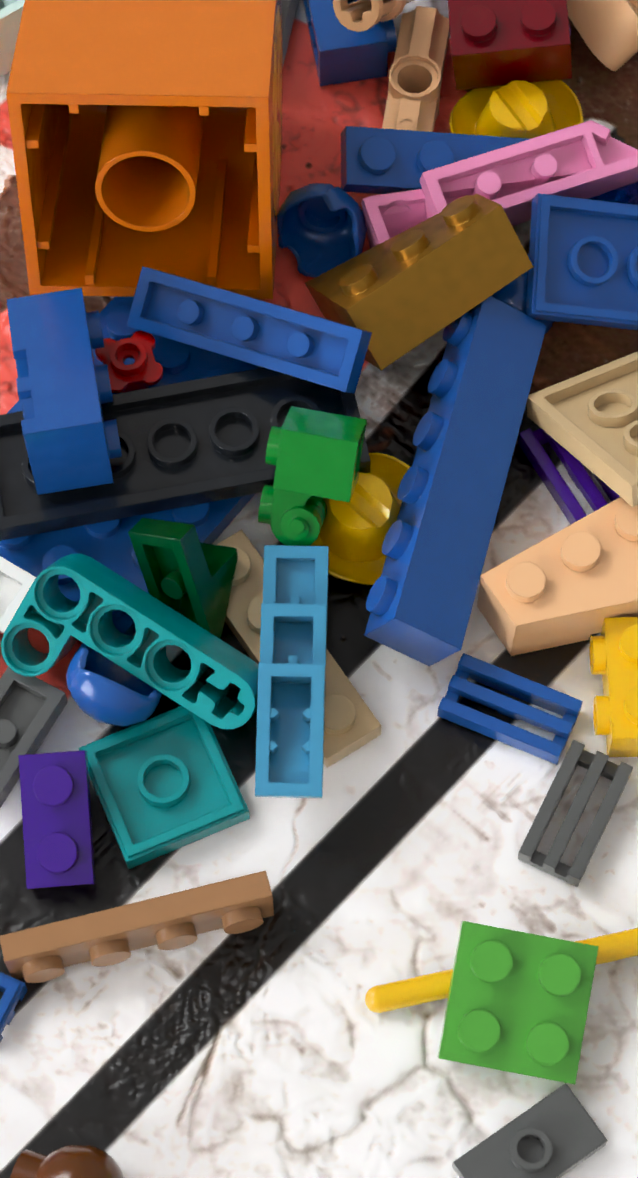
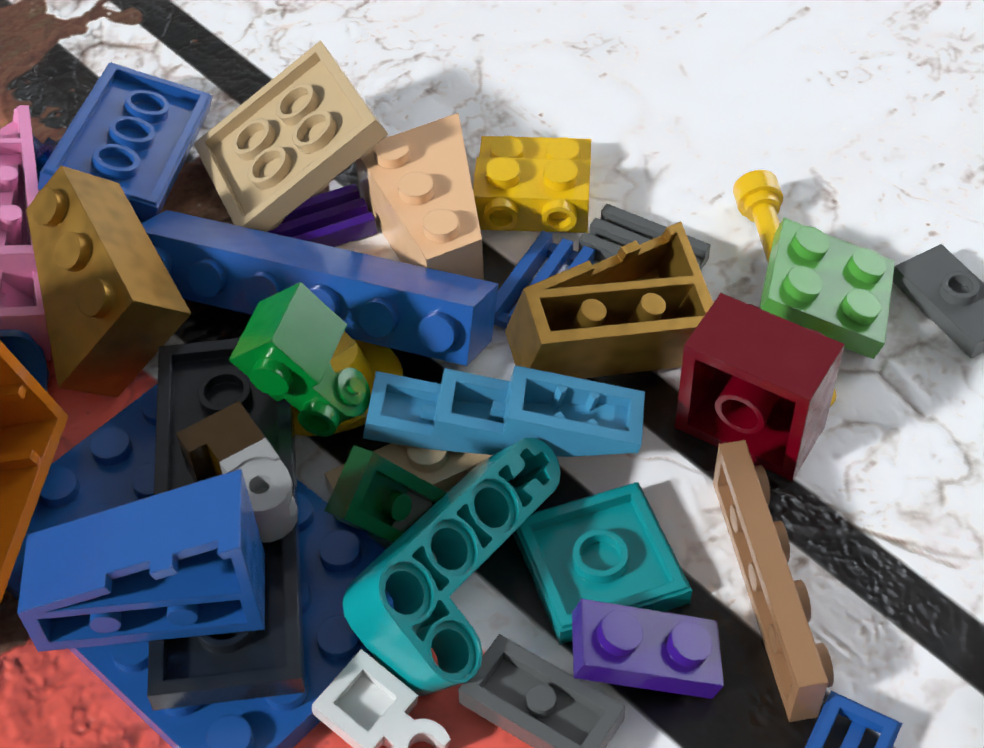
camera: 85 degrees left, 15 degrees down
(109, 691) = (502, 587): blue hair -> none
(180, 448) = (234, 442): none -> leg
(249, 329) = (111, 412): blue plate -> none
(341, 908) = (757, 383): none -> dark red brick
(427, 768) = (613, 314): none -> pearl gold wedge

